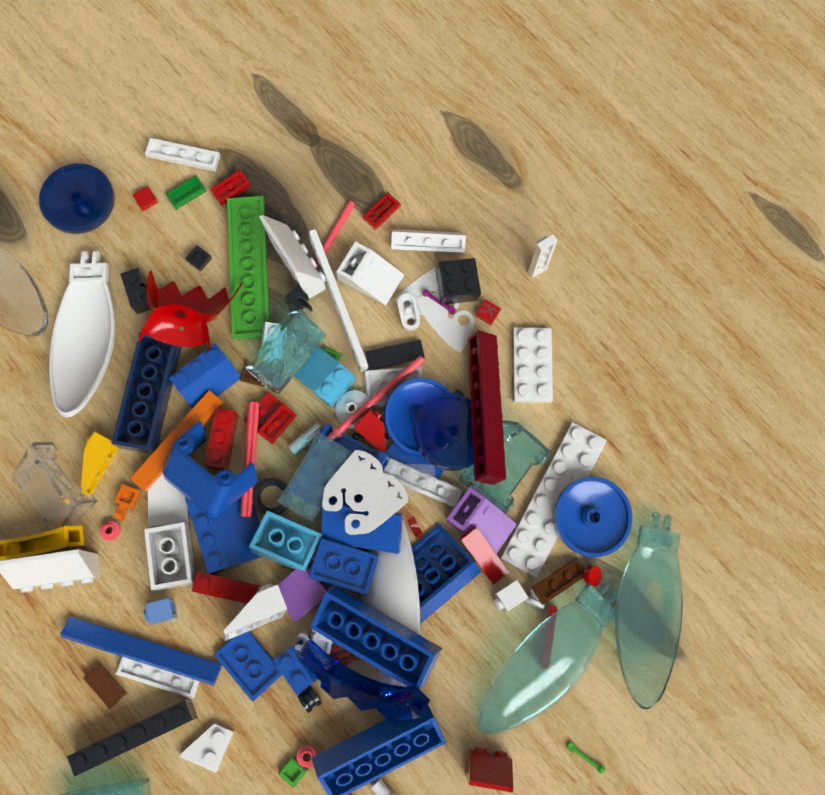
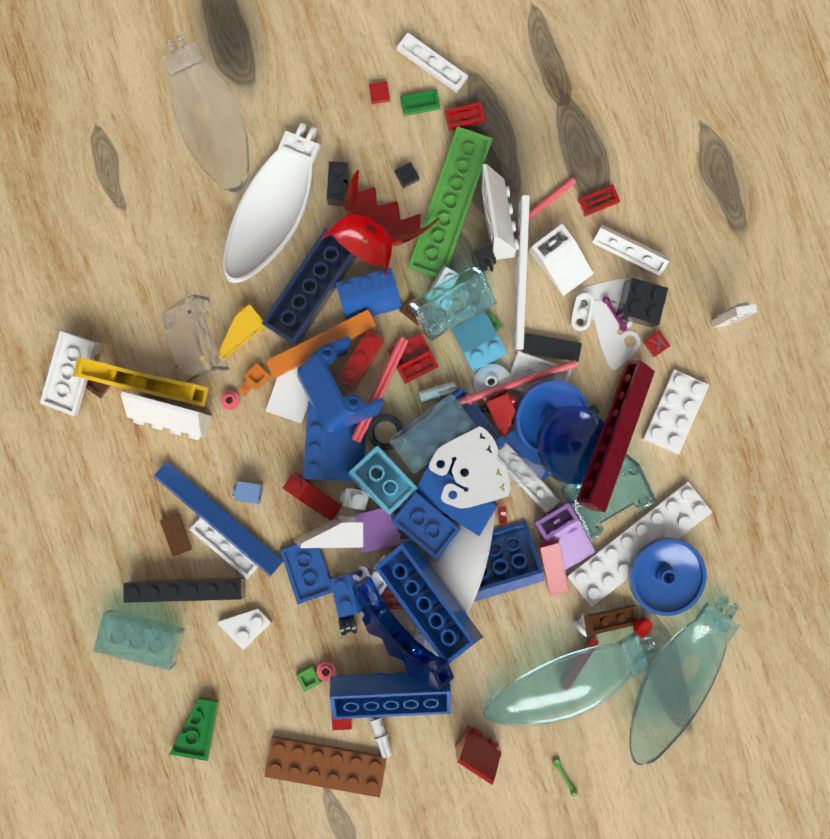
camera: 25 degrees right, 10 degrees up
(76, 198) = (315, 66): clear blue dish -> none
(170, 556) = (275, 448): white brick -> none
(267, 573) = (354, 499): none -> white bracket
(509, 596) = (561, 614): white brick -> none

